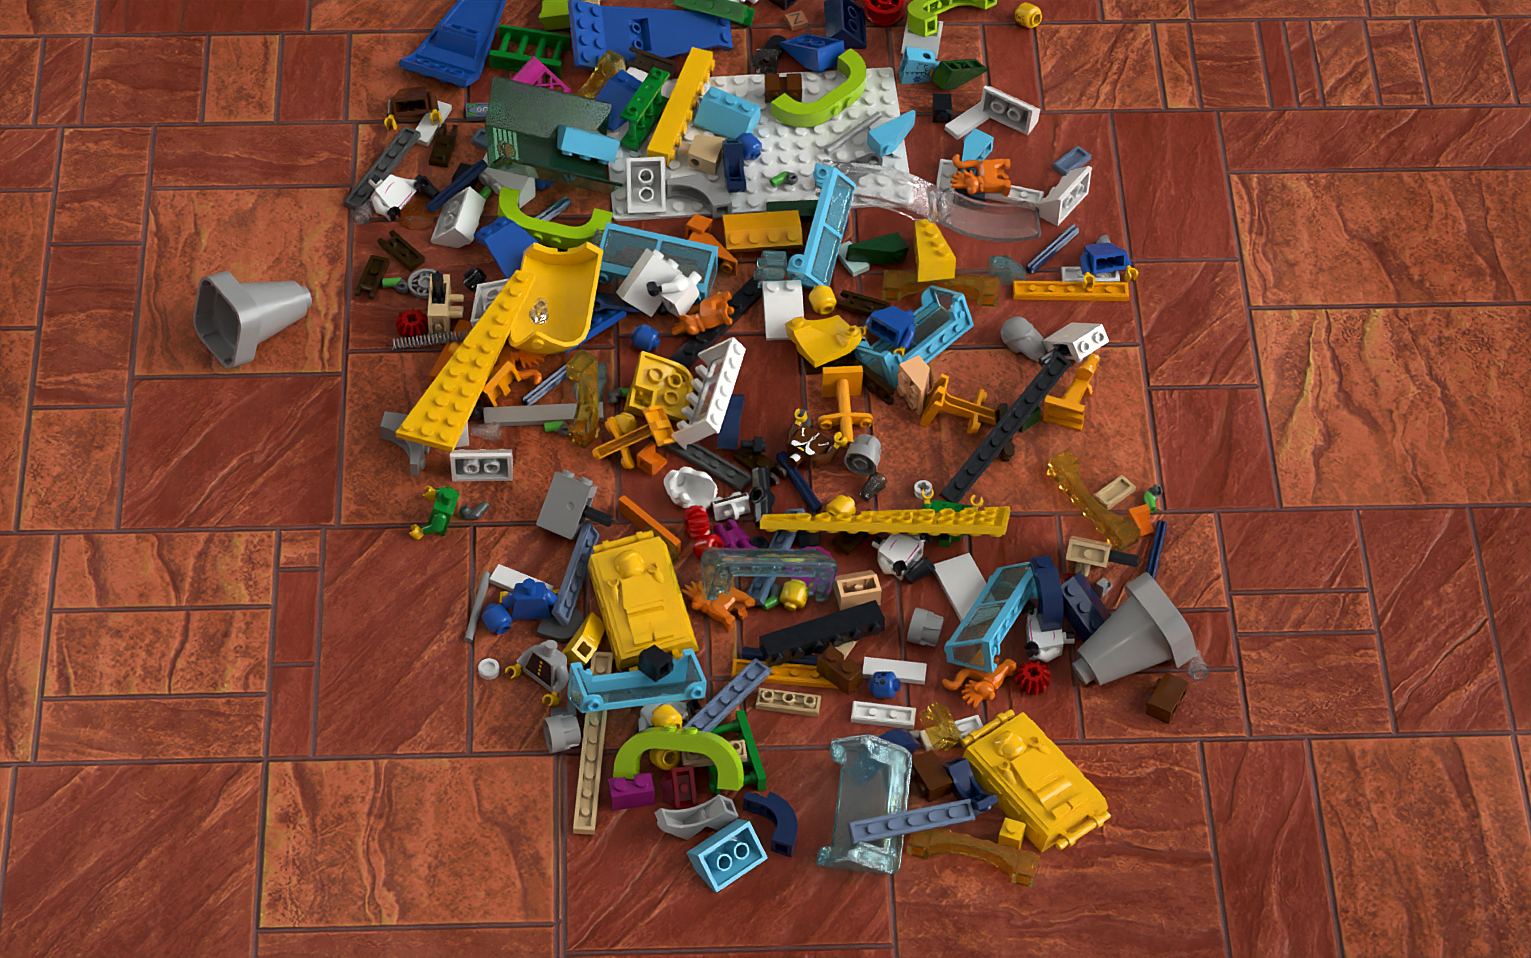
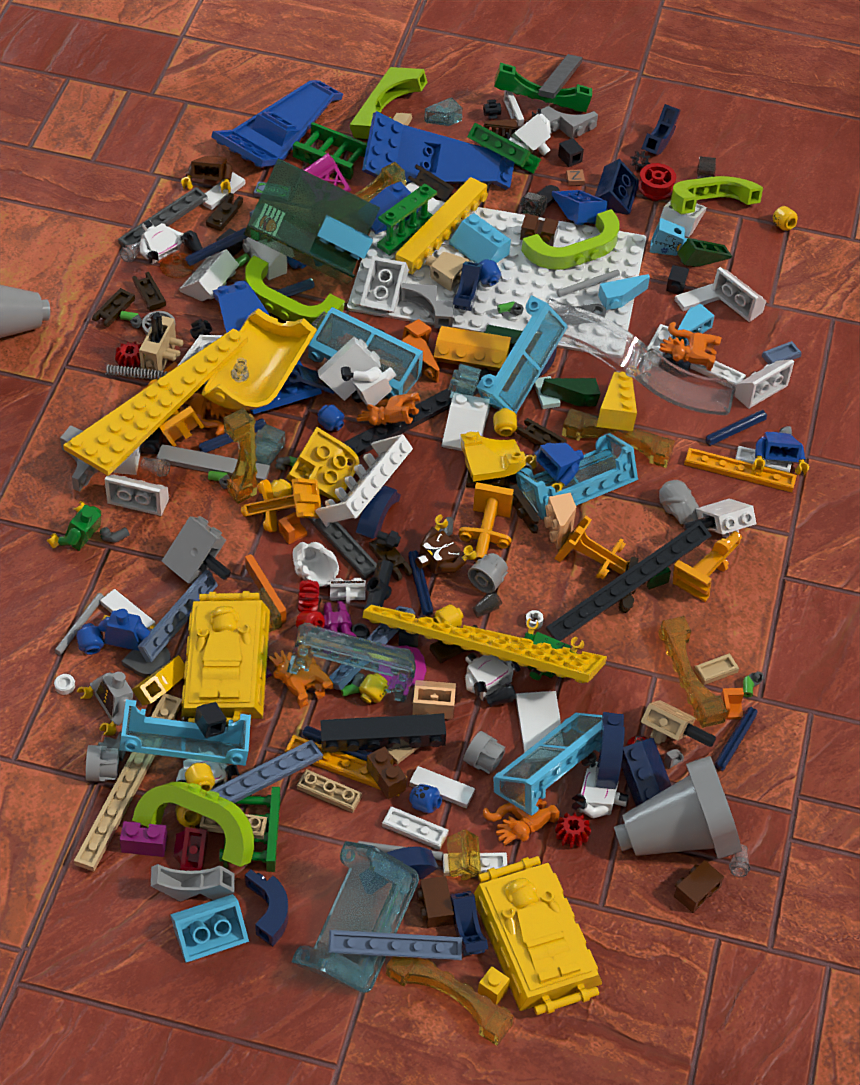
camera: 15 degrees right, 0 degrees up
(1006, 269) = (685, 436): clear light blue slope -> none

